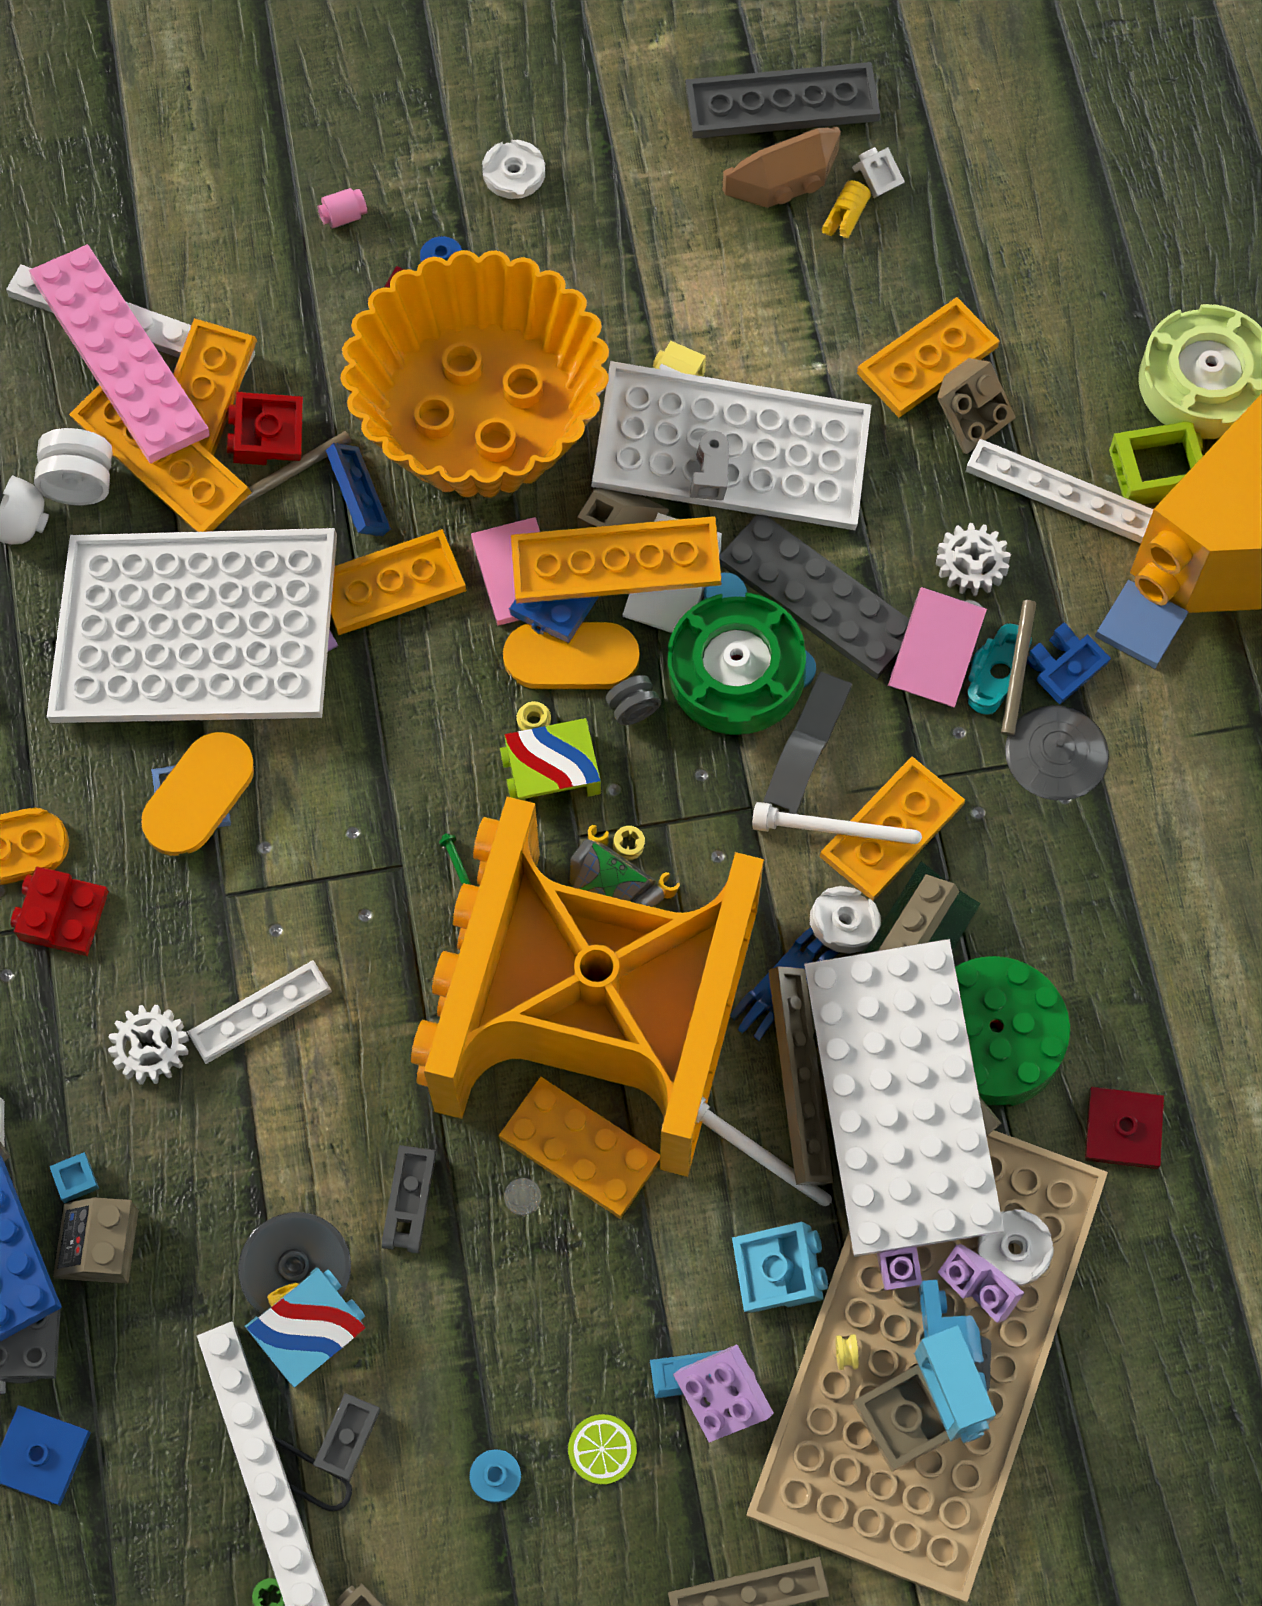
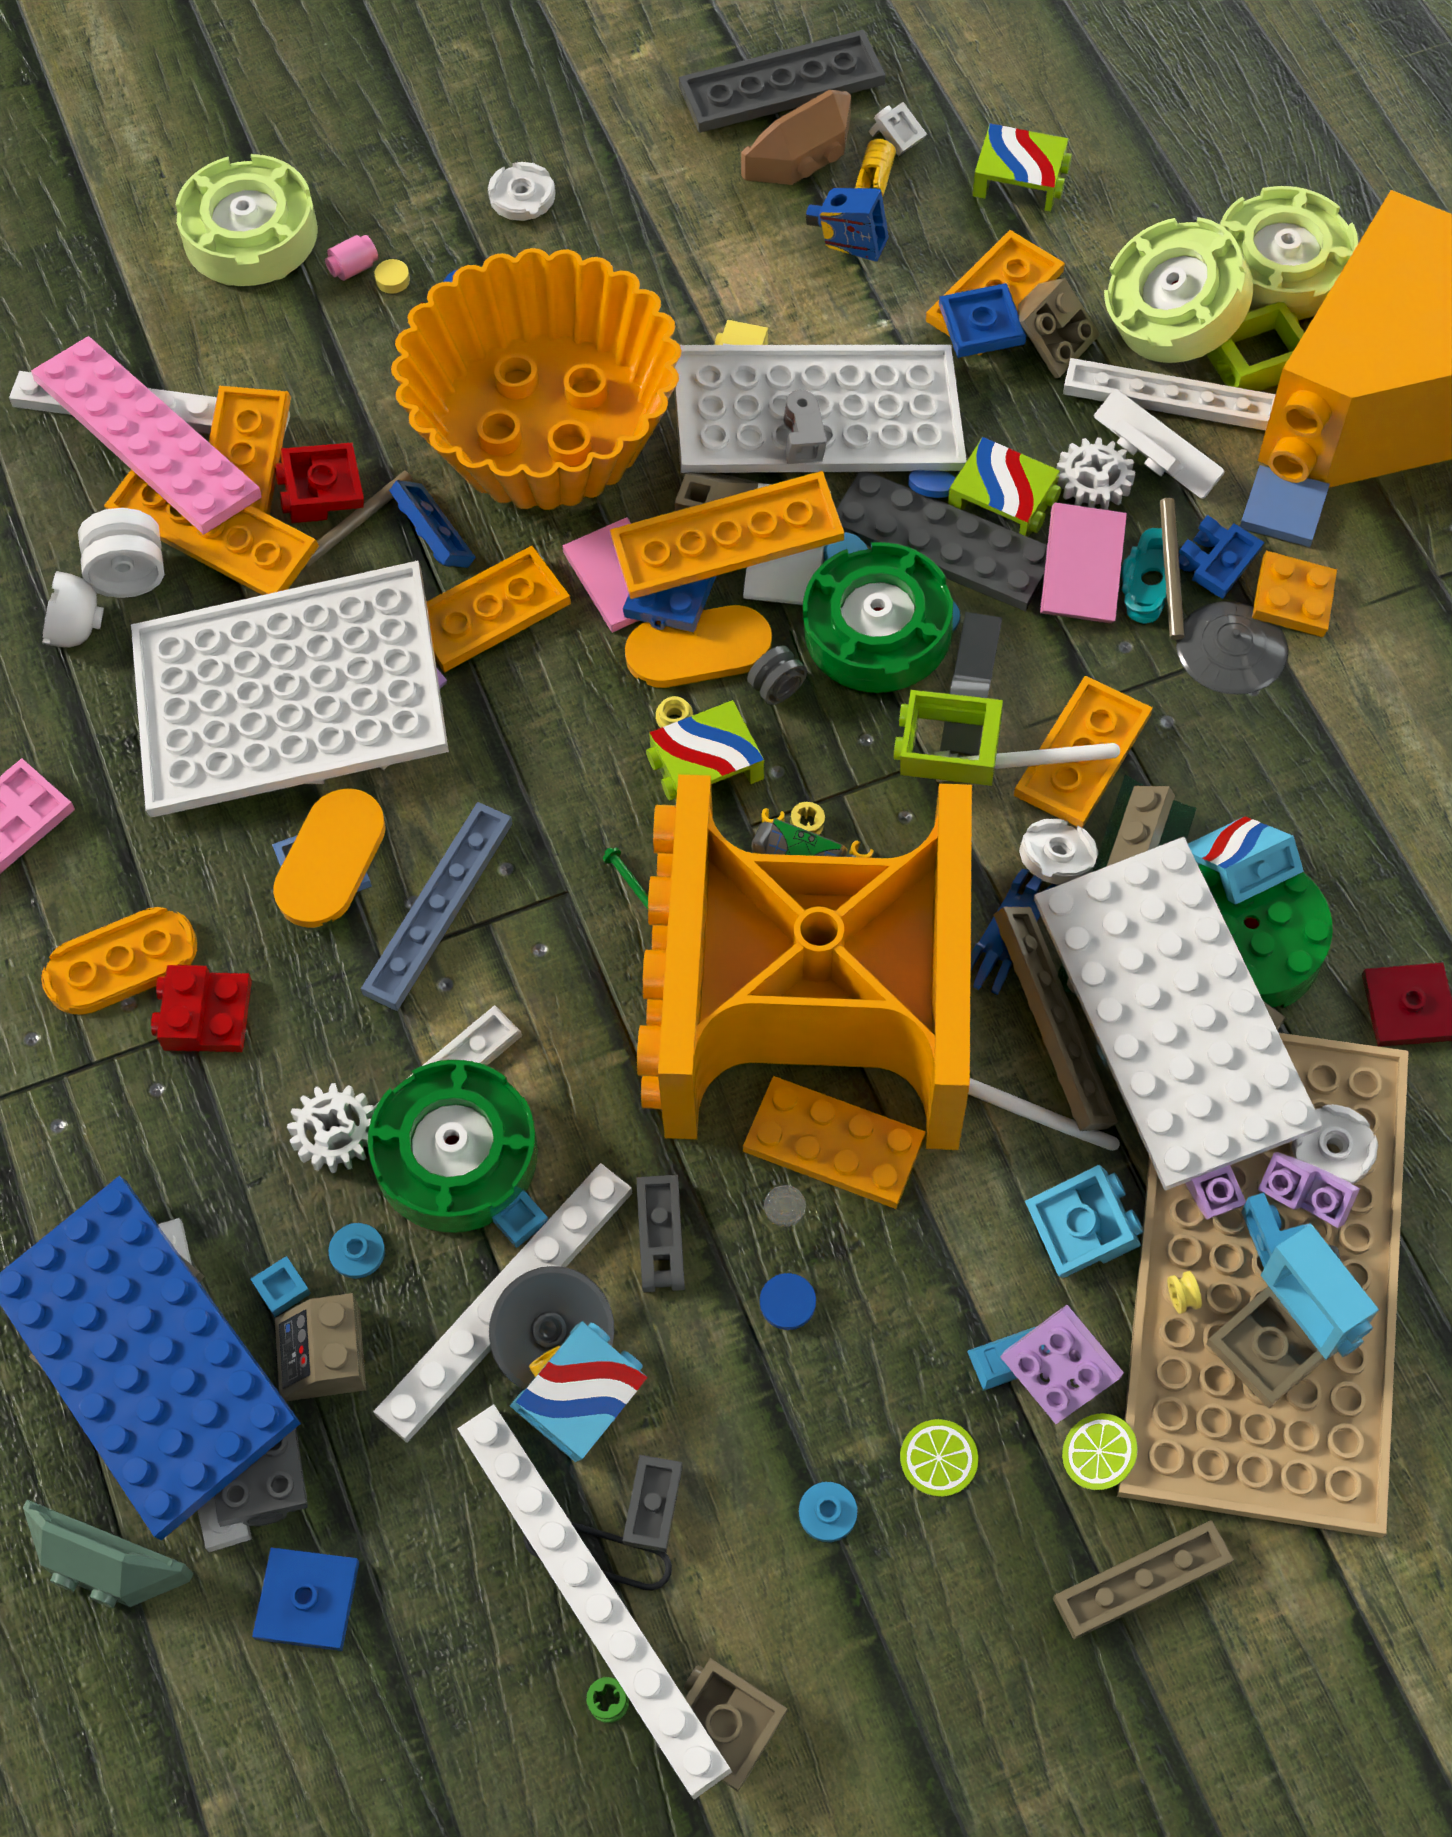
camera: 10 degrees left, 5 degrees down
(146, 1158) = (356, 1250): none -> dark azure piece
(220, 1260) = (468, 1338): none -> white plate
(253, 1118) = (452, 1145): none -> green piece
(254, 153) = (246, 220): none -> yellowish green piece
(283, 857) = (436, 906): none -> sand blue plate
(290, 1159) = (520, 1219): none -> dark azure plate
(376, 232) = (392, 276): none -> light yellow tile
(504, 1283) = (787, 1301): none -> blue piece
(740, 1475) = (1100, 1451): none -> lime sticker
(779, 767) = (950, 709): none -> lime window
(810, 261) = (852, 221): none -> blue torso
(821, 538) = (931, 483): none -> blue piece
(887, 556) = (1006, 485): none -> panel
(905, 386) = (982, 320): none -> blue plate
(986, 229) = (1022, 160): none -> panel
(1005, 964) = (1248, 857): none -> medium azure panel
(1038, 541) = (1159, 444): none -> white bracket
(1094, 394) = (1179, 290): none -> yellowish green piece
(1126, 713) = (1294, 594): none -> light orange plate

